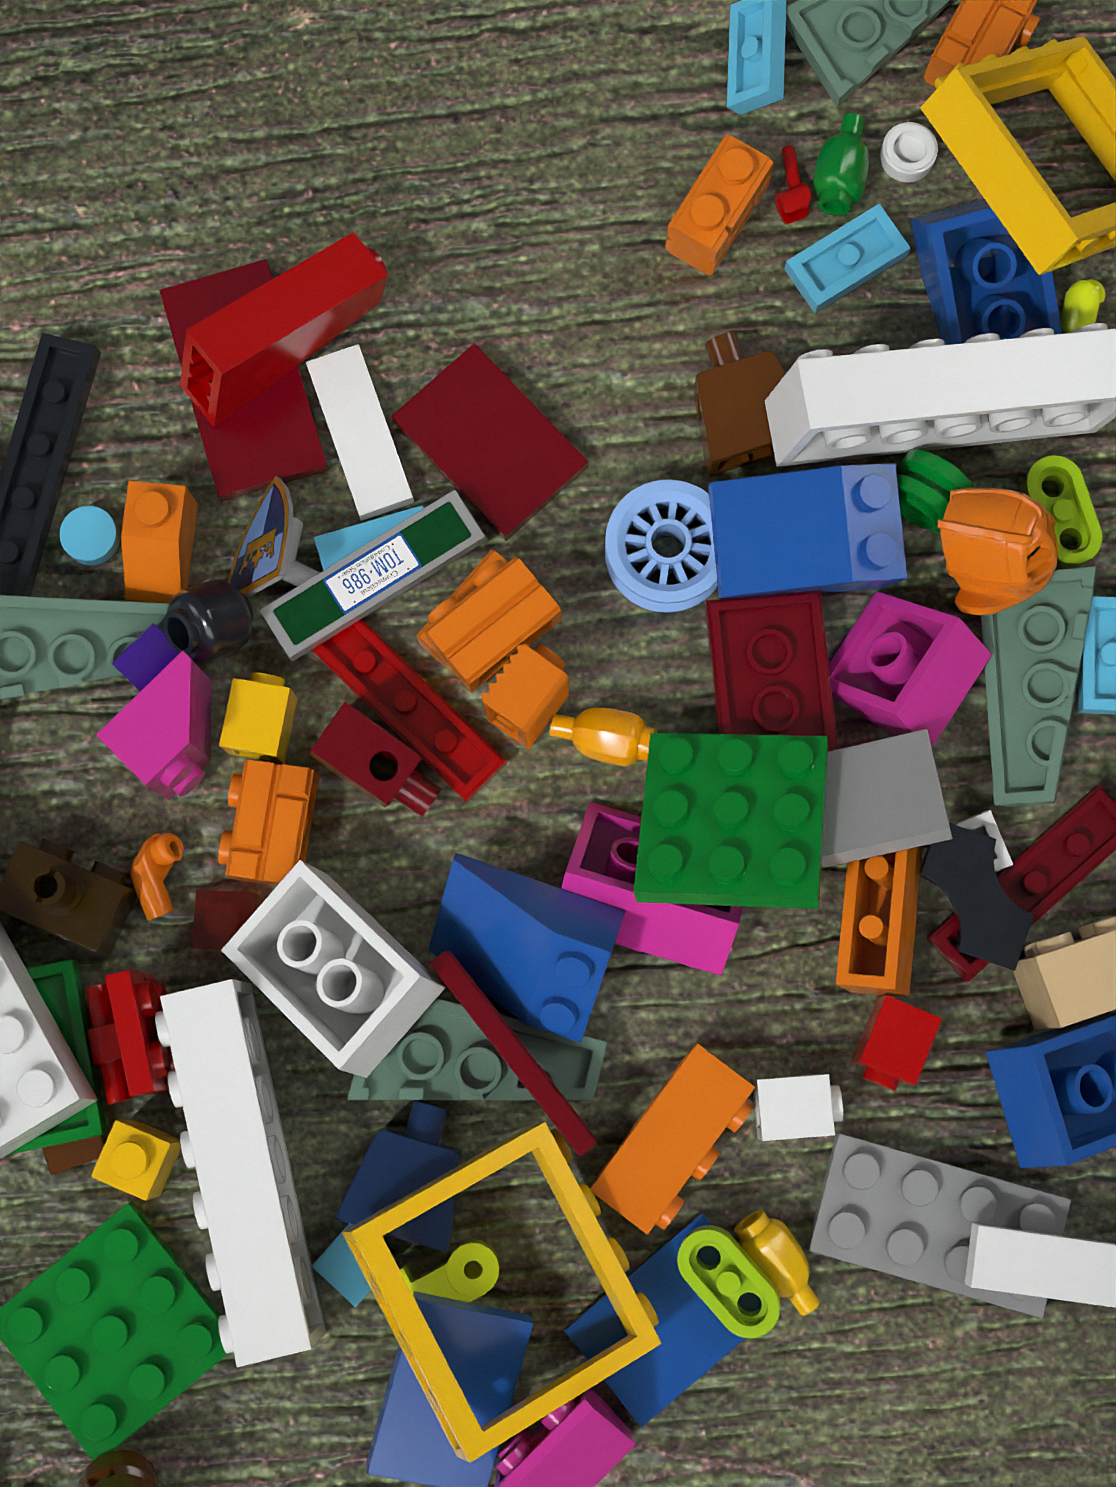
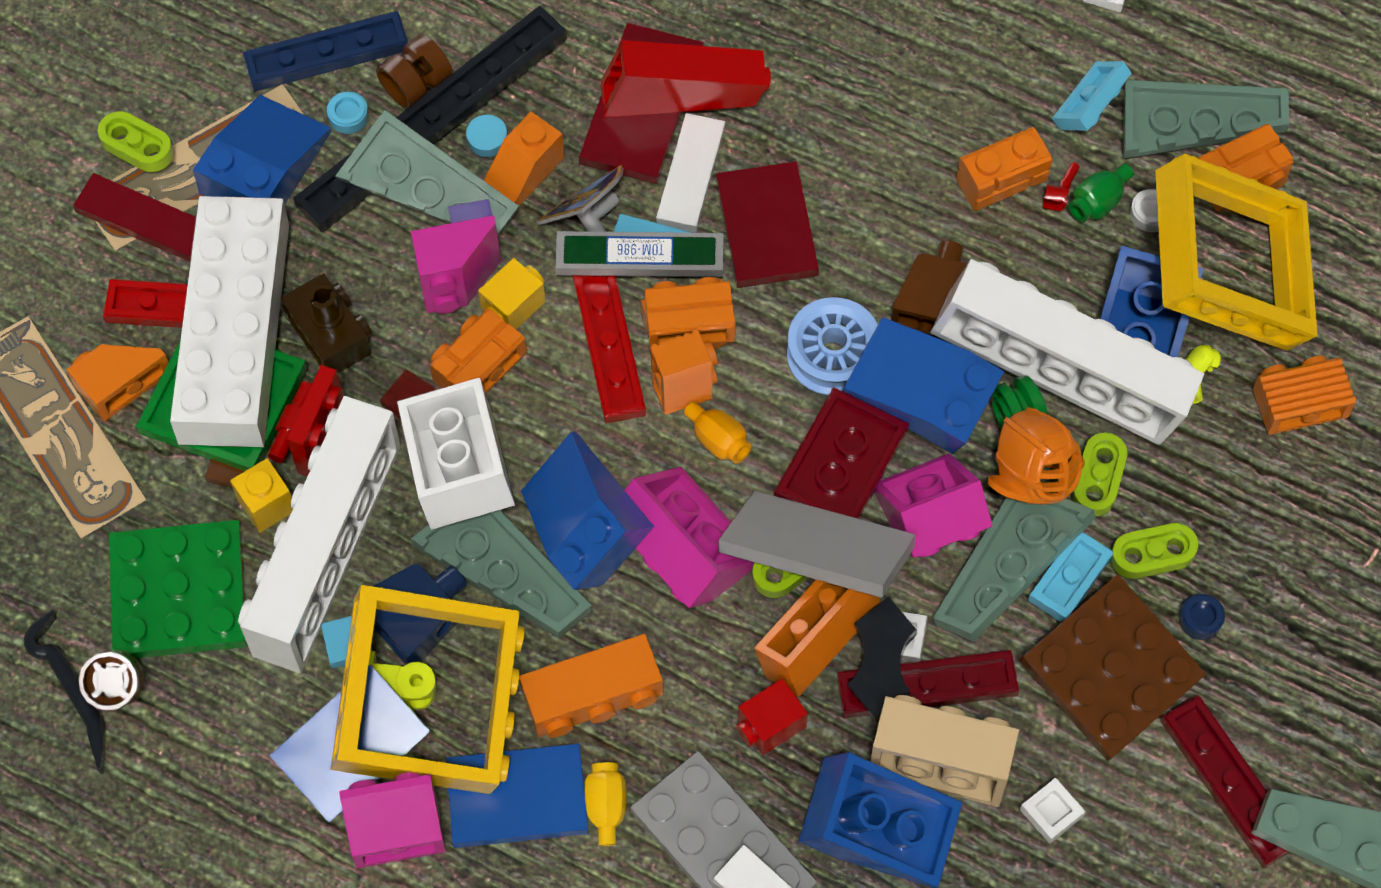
camera: 30 degrees right, 15 degrees down
(150, 871) = (387, 342): orange arm -> none
(208, 621) = (522, 216): black head -> none
(351, 744) = (558, 341): dark red torso -> none
(514, 1053) = (529, 568): dark red tile -> none
(727, 1280) = (566, 787): lime plate -> none
(732, 820) = (756, 511): green plate -> none
(796, 1107) = (681, 716): white brick -> none
(847, 258) = (1066, 247): medium azure plate -> none

